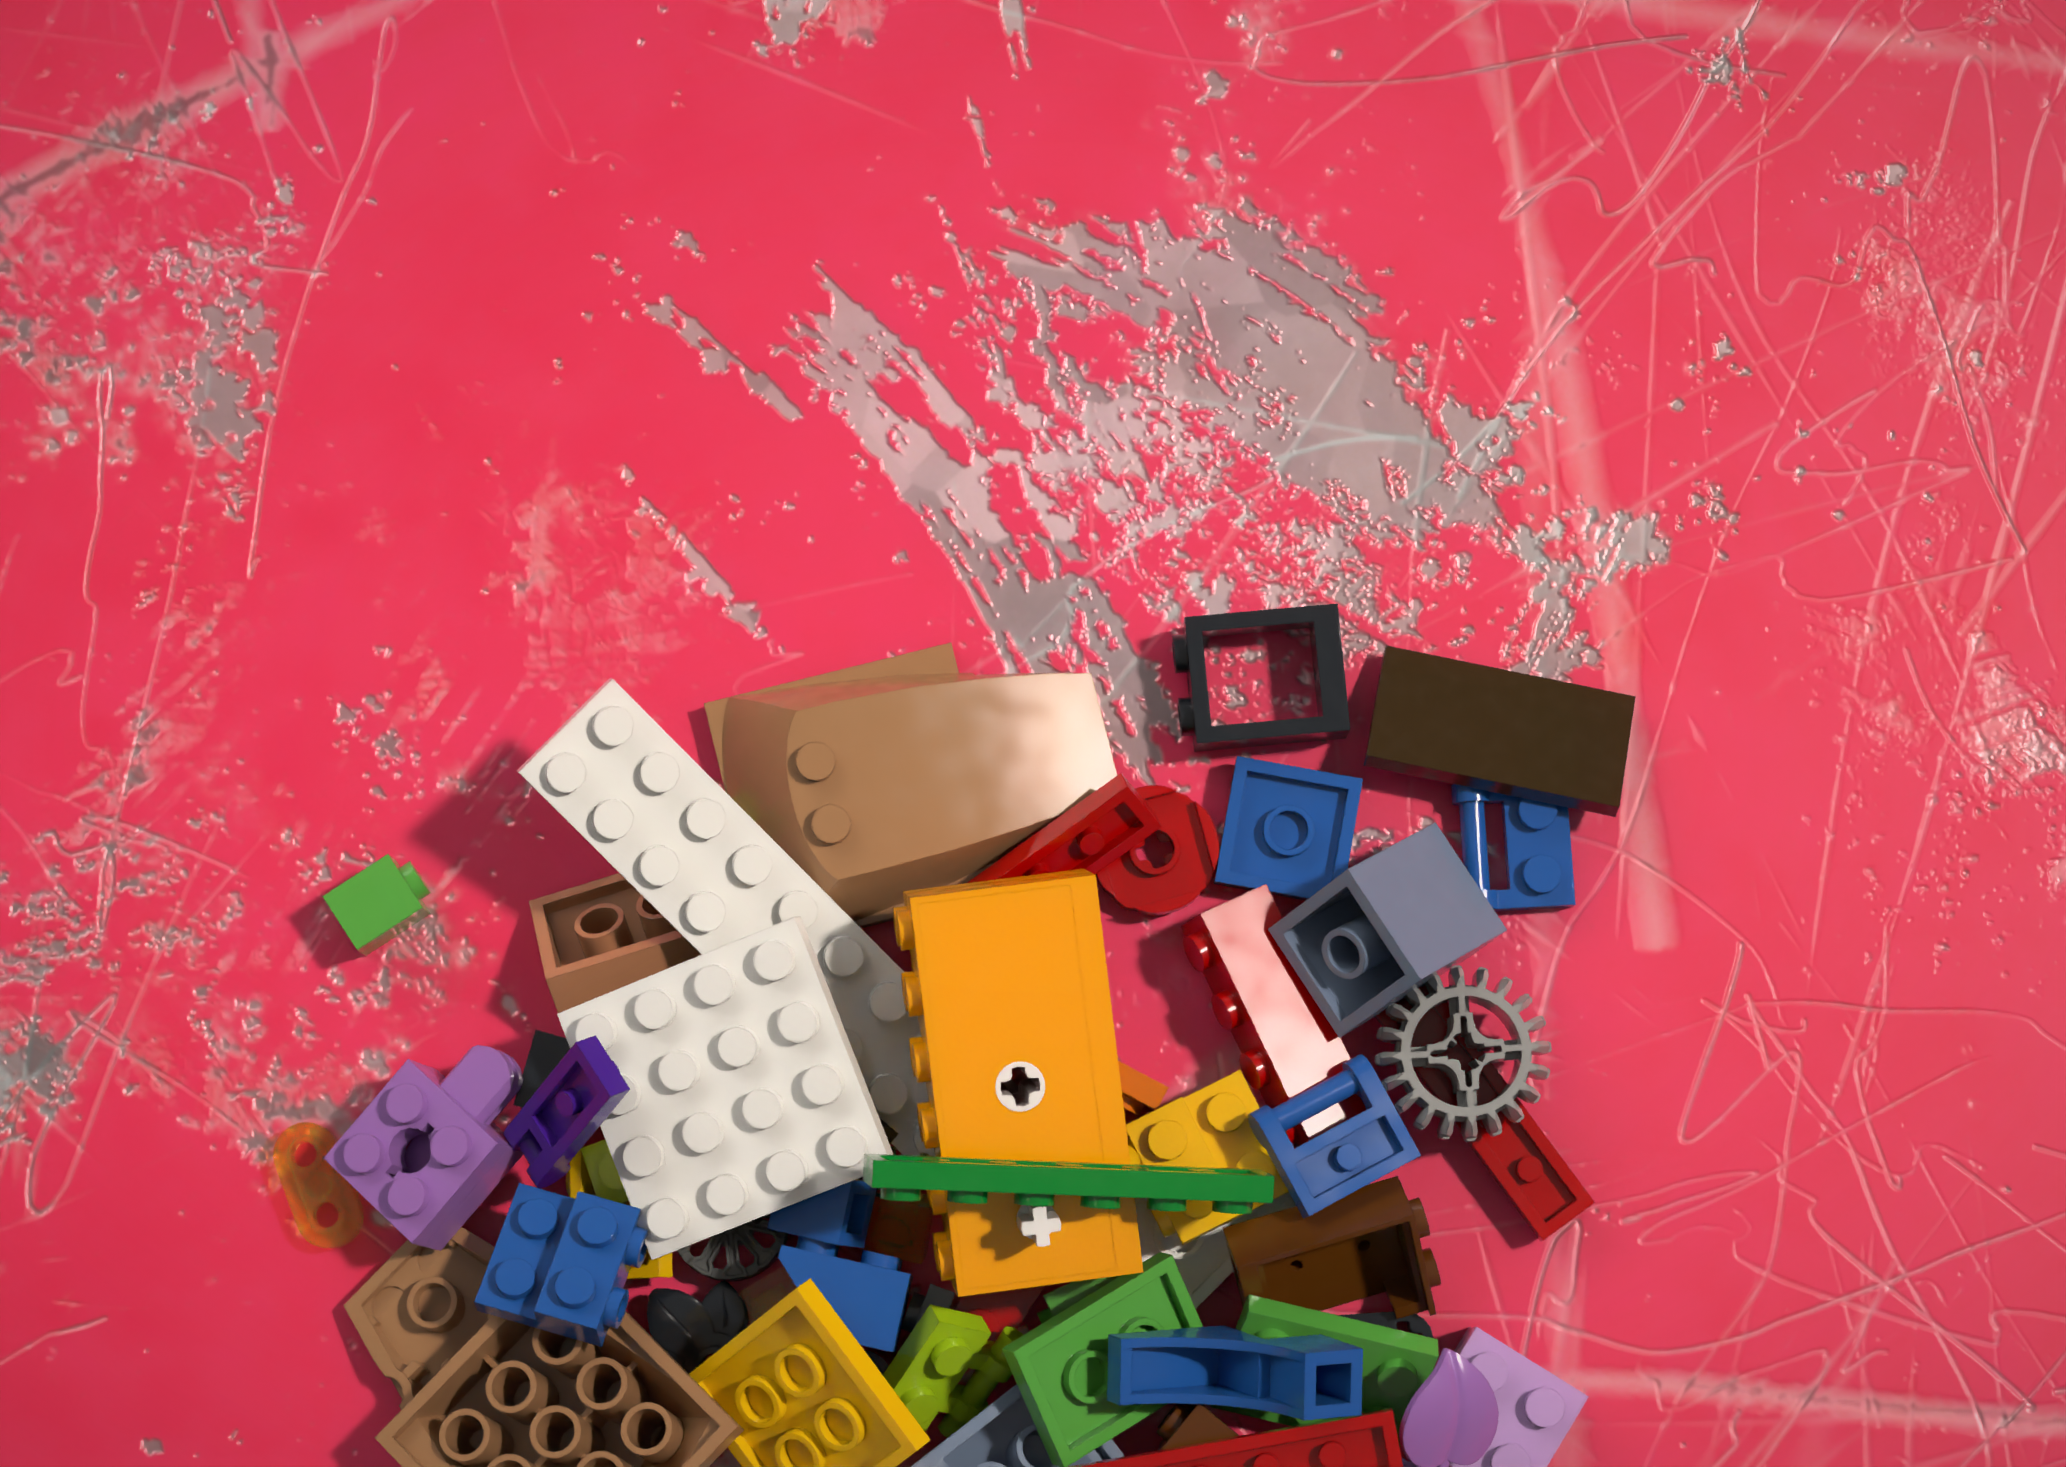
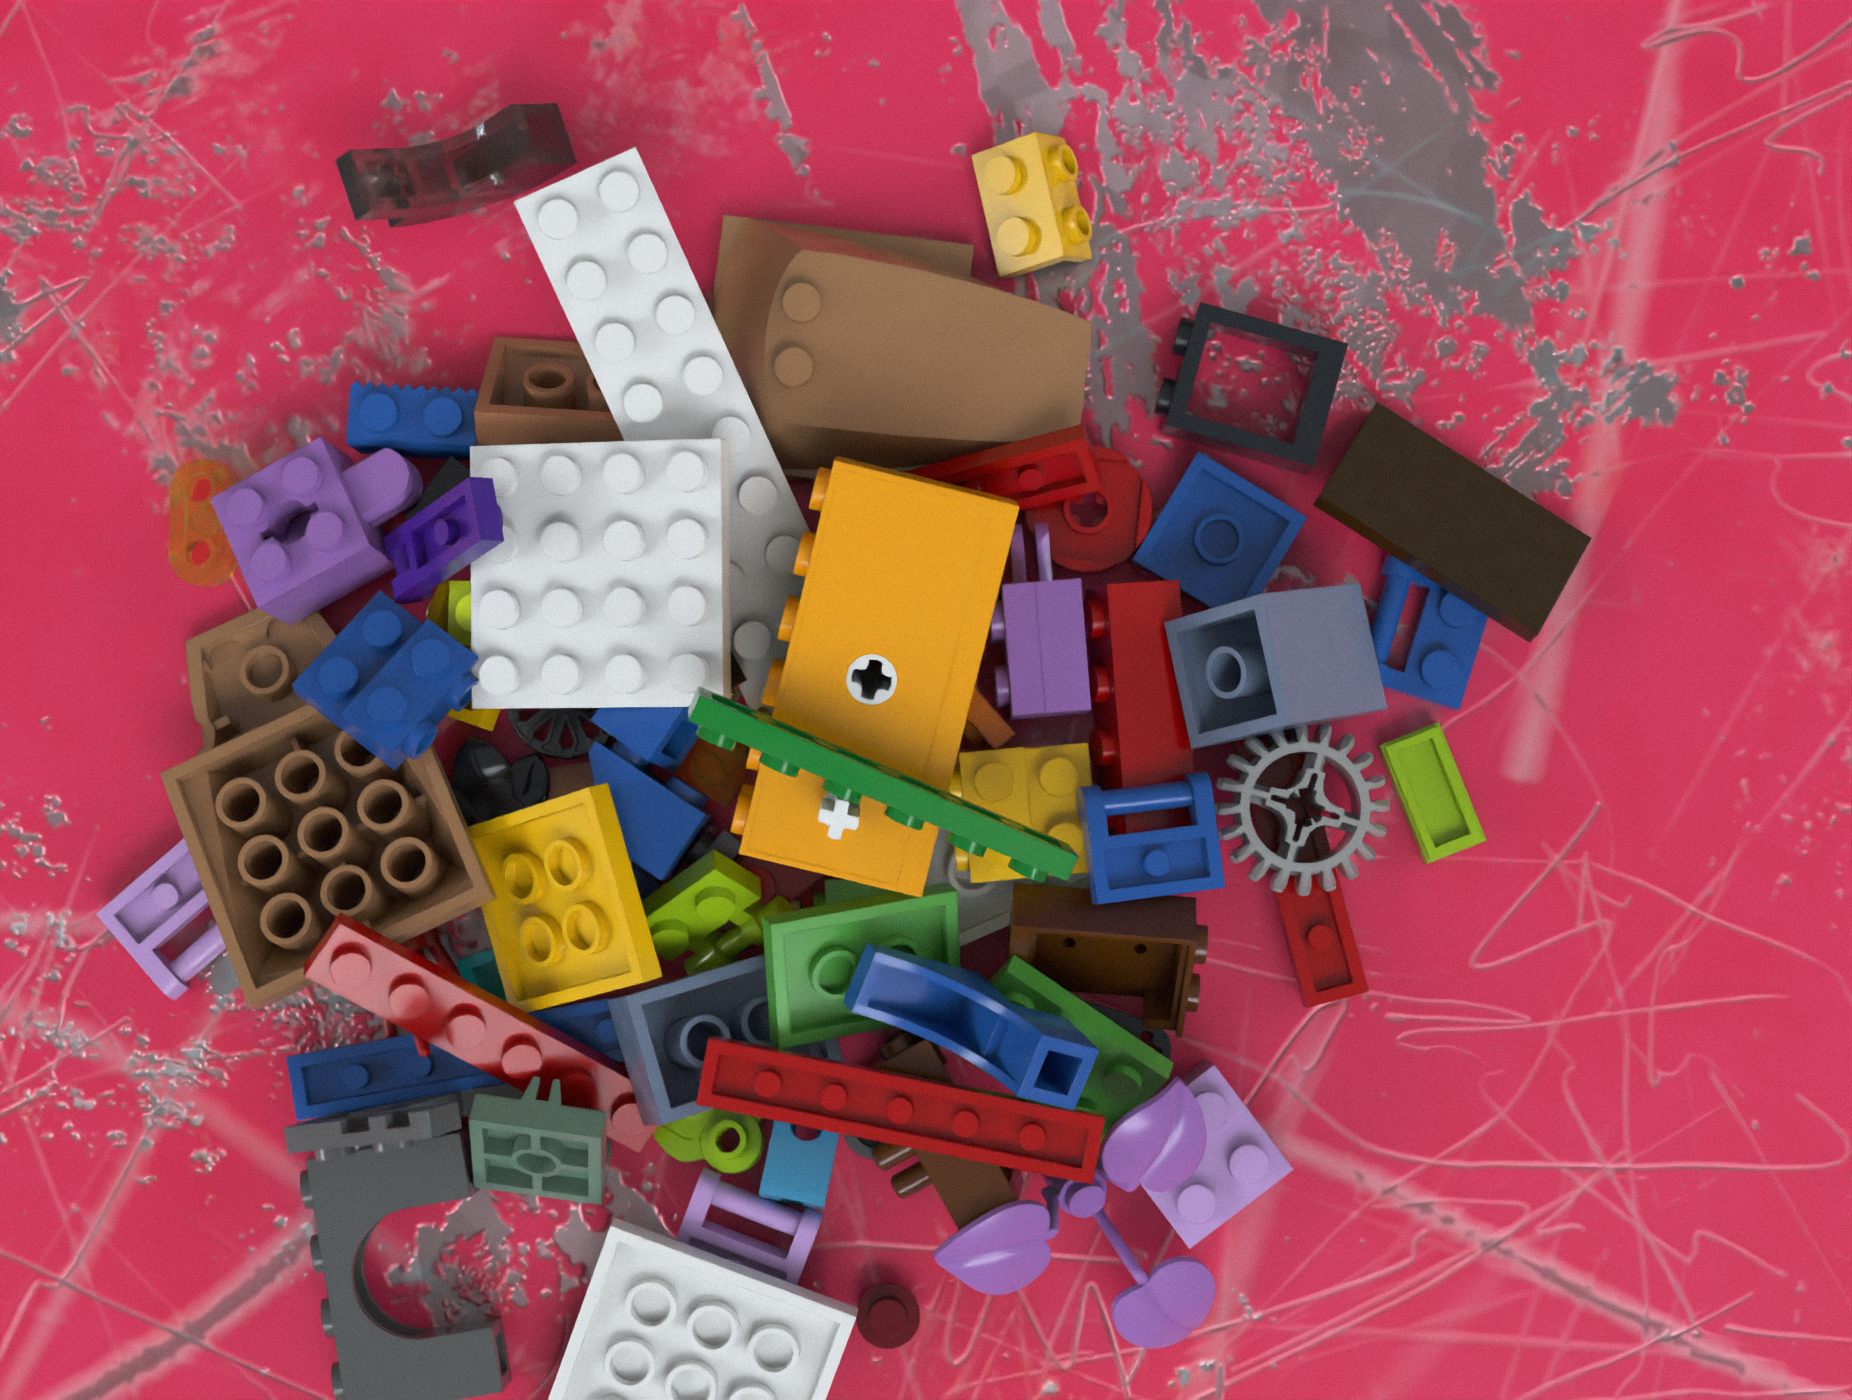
camera: 25 degrees right, 5 degrees up
(379, 903) = (354, 285): bright green brick -> none
(442, 756) = (460, 173): none -> clear smoke arch
(488, 1010) = (412, 420): none -> blue brick
(991, 583) = (1032, 204): none -> yellow bracket
(1159, 990) = (1040, 638): none -> medium lavender brick
(1580, 993) = (1431, 793): none -> lime tile

